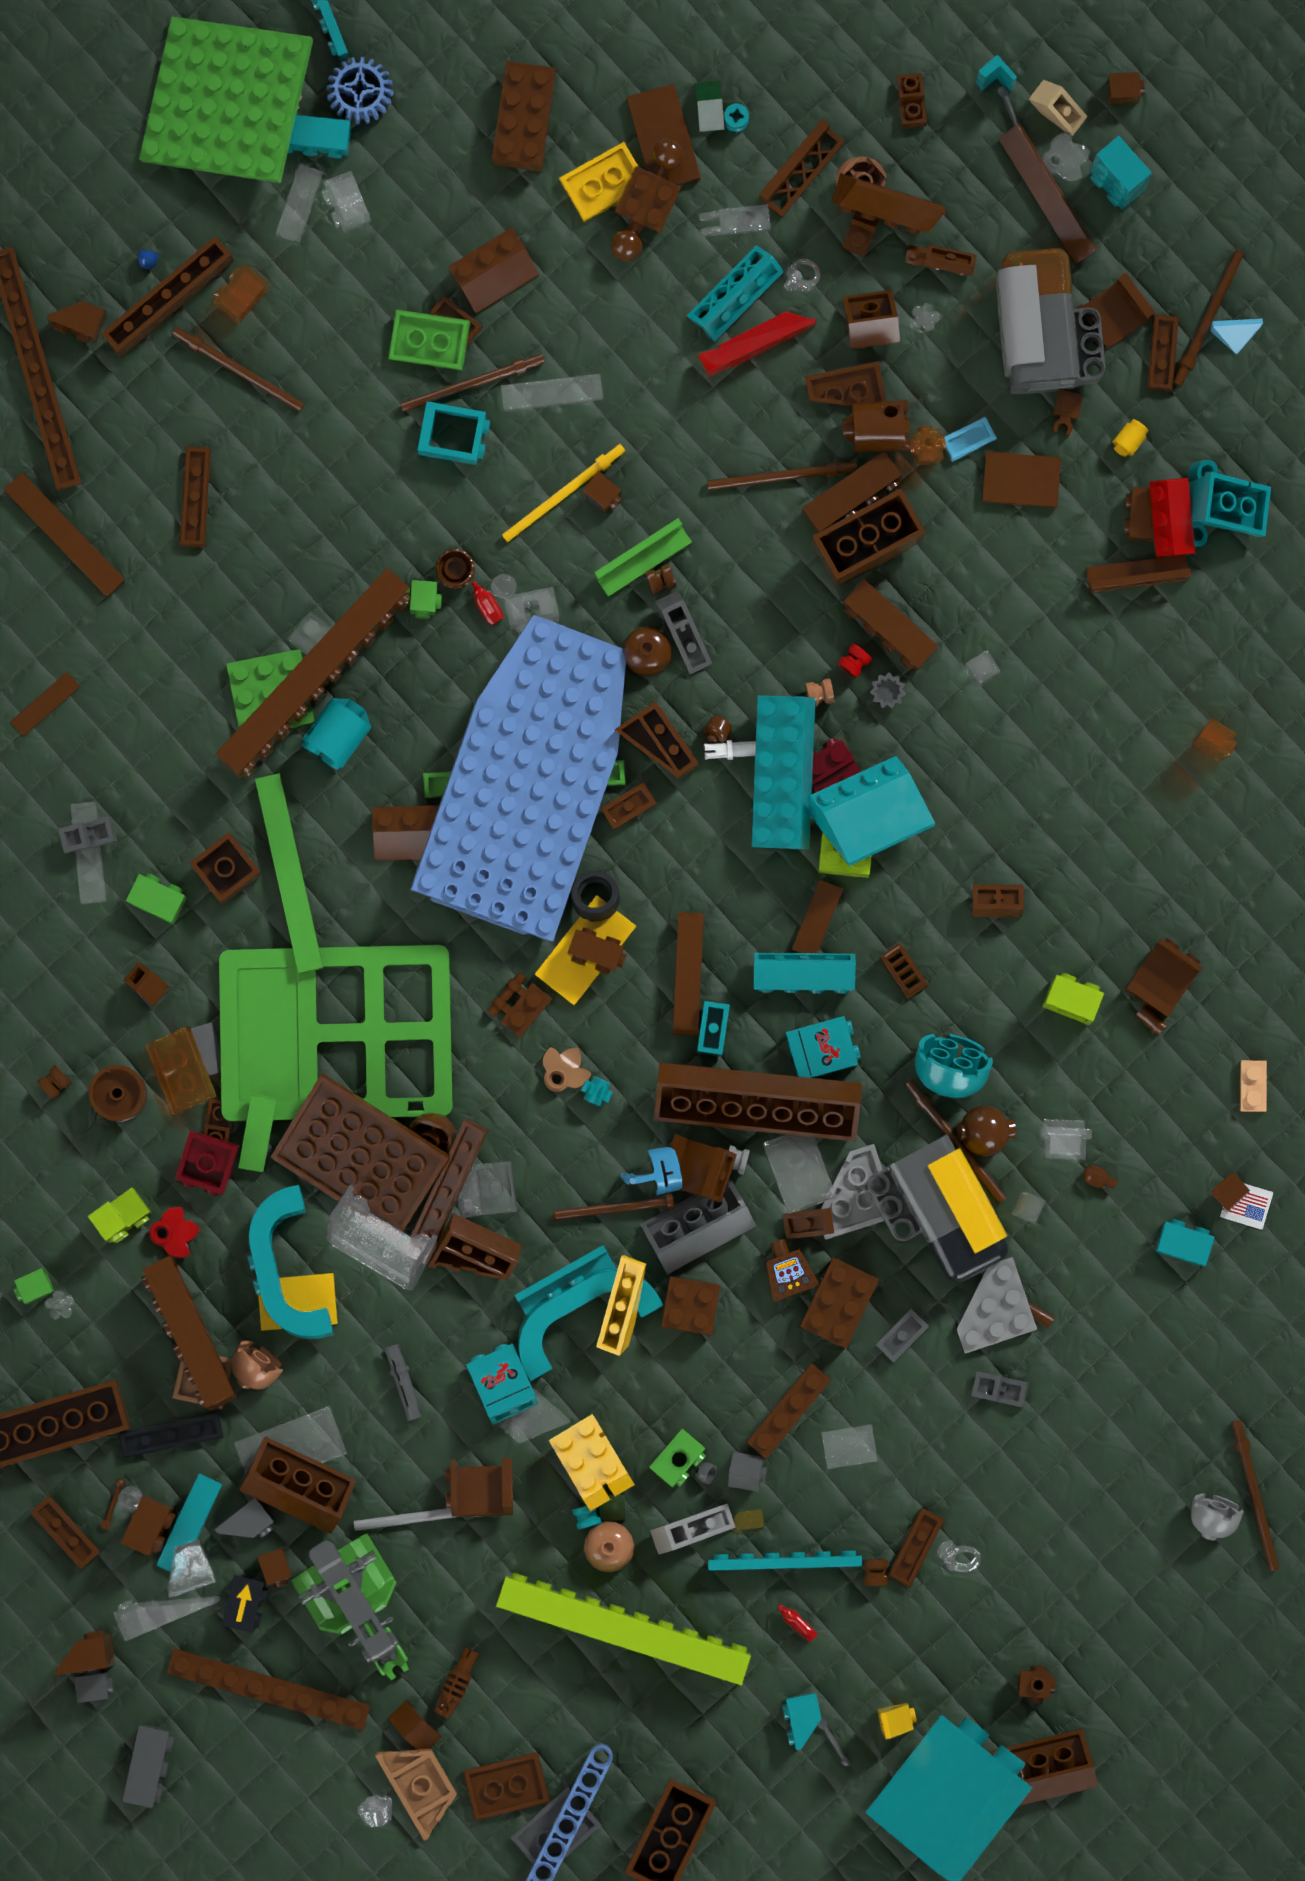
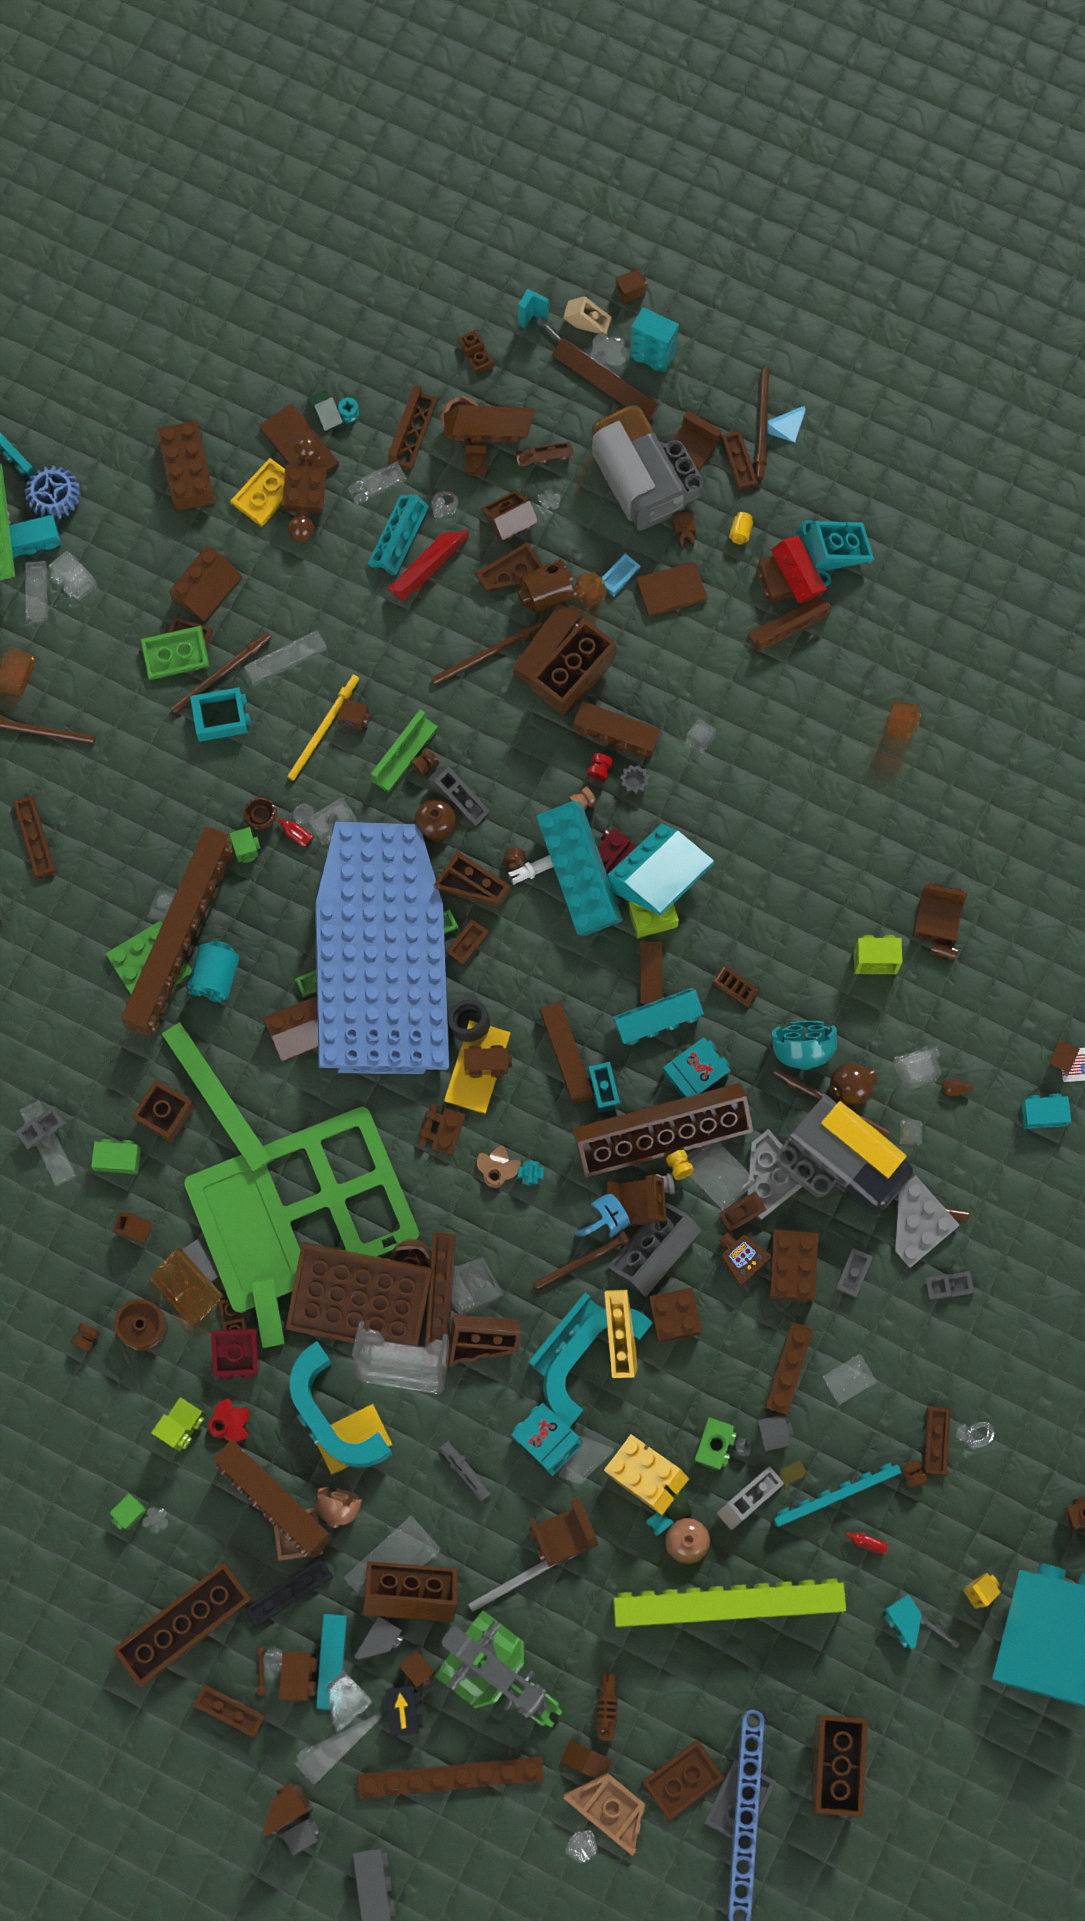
camera: 20 degrees left, 10 degrees down
(761, 1146) = (679, 1164): none -> yellow wheel
(997, 901) = (786, 904): reddish brown hinge -> none
(1253, 1086) = (1044, 970): light nougat plate -> none

